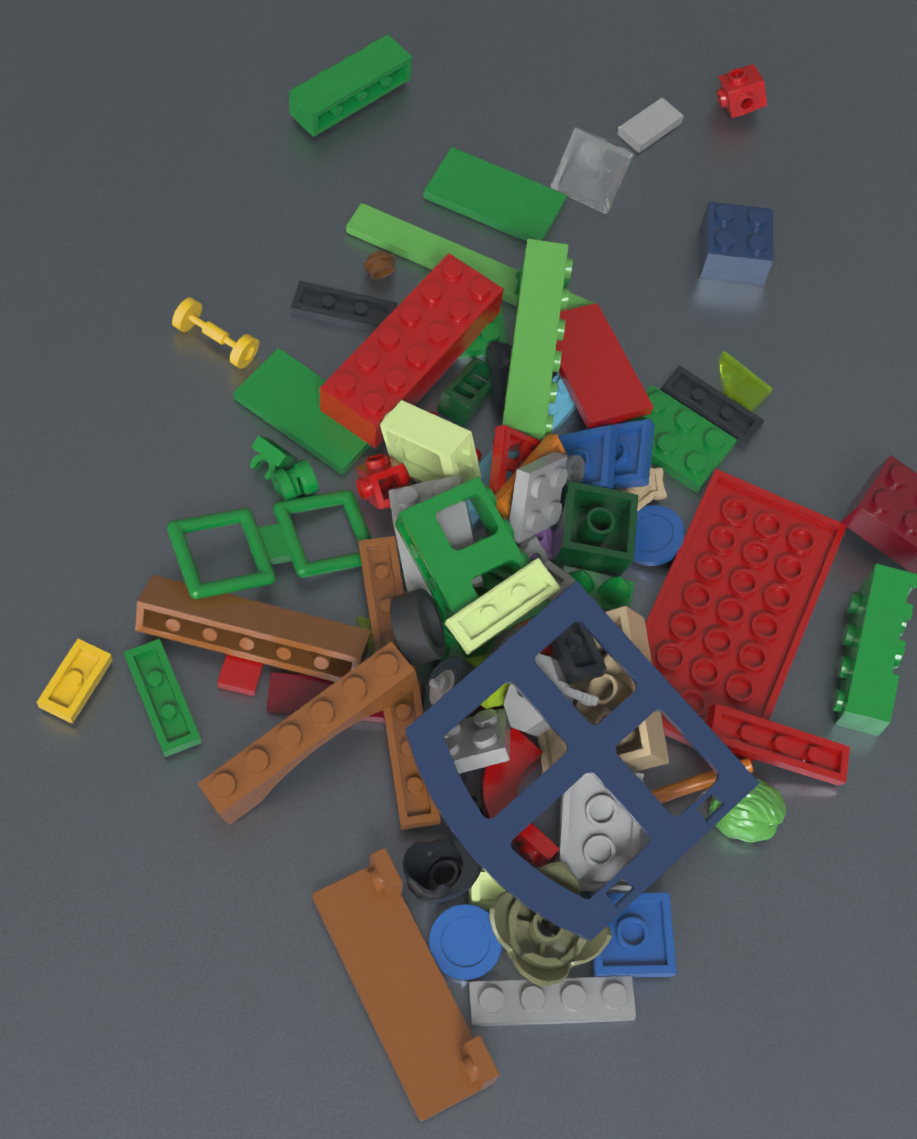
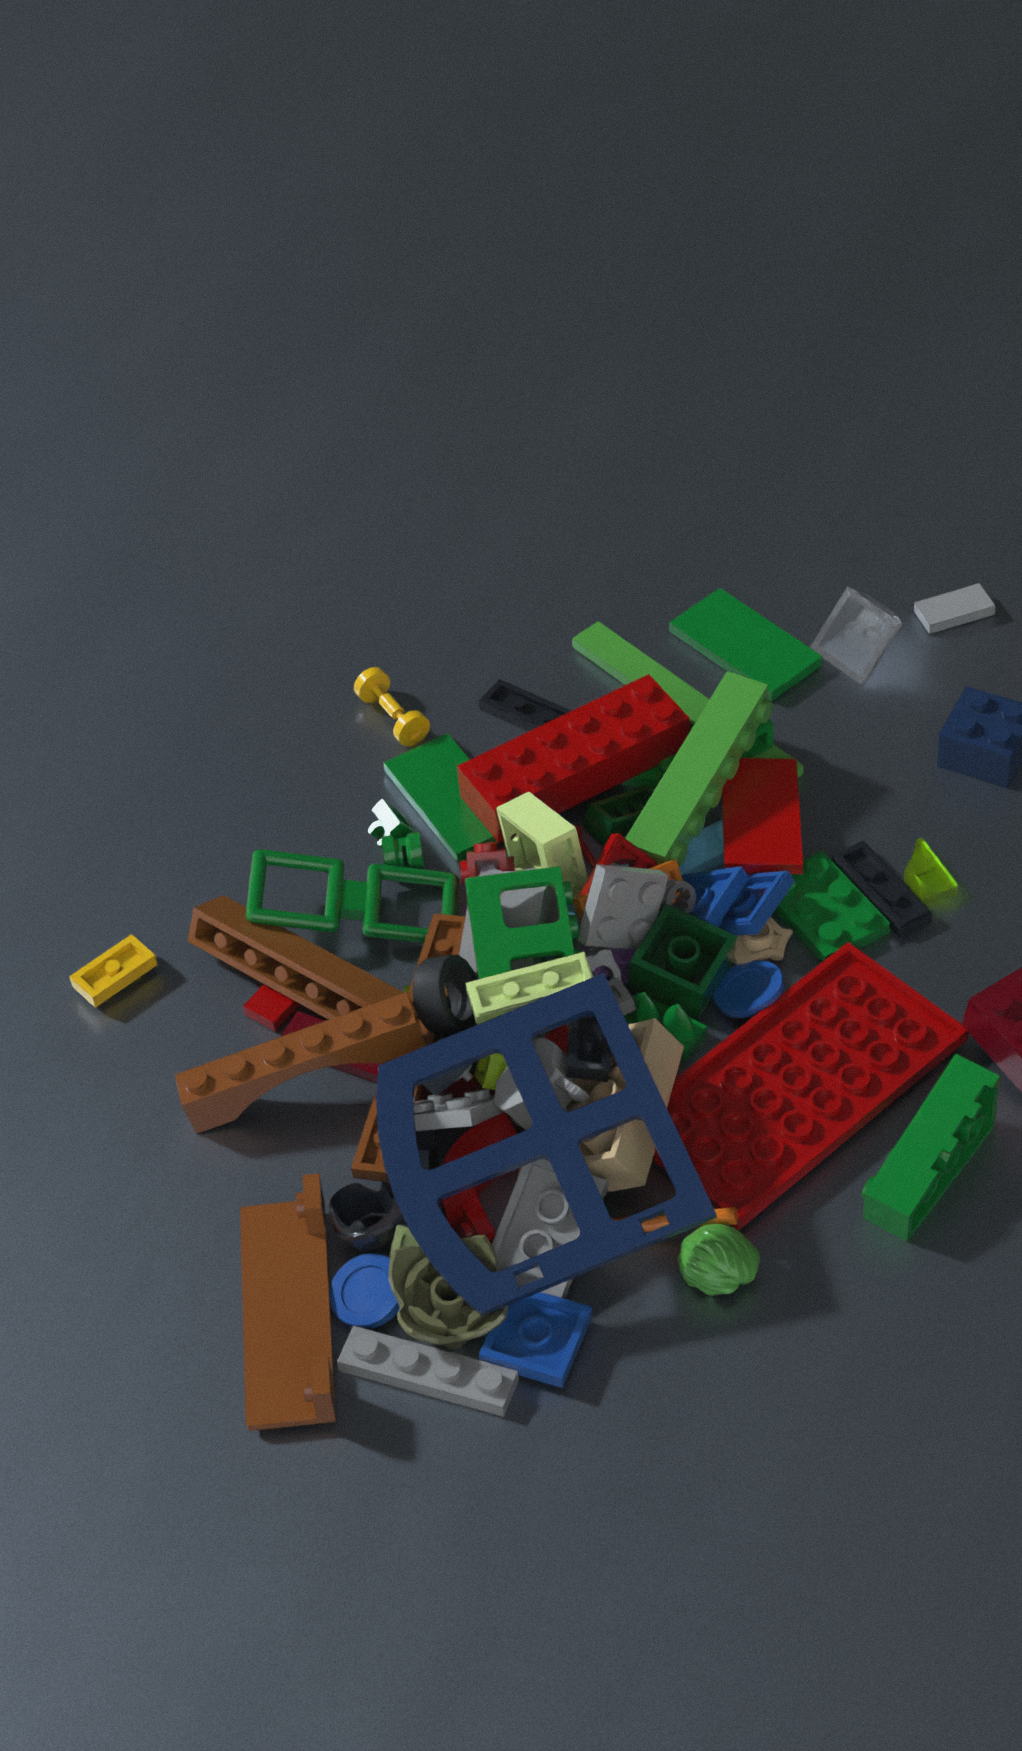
camera: 35 degrees right, 15 degrees down
(162, 698) = (185, 1005): green plate -> none
(350, 85) = (638, 510): green brick -> none
(380, 264) = (588, 680): reddish brown plate -> none
(780, 745) = (775, 1205): red plate -> none

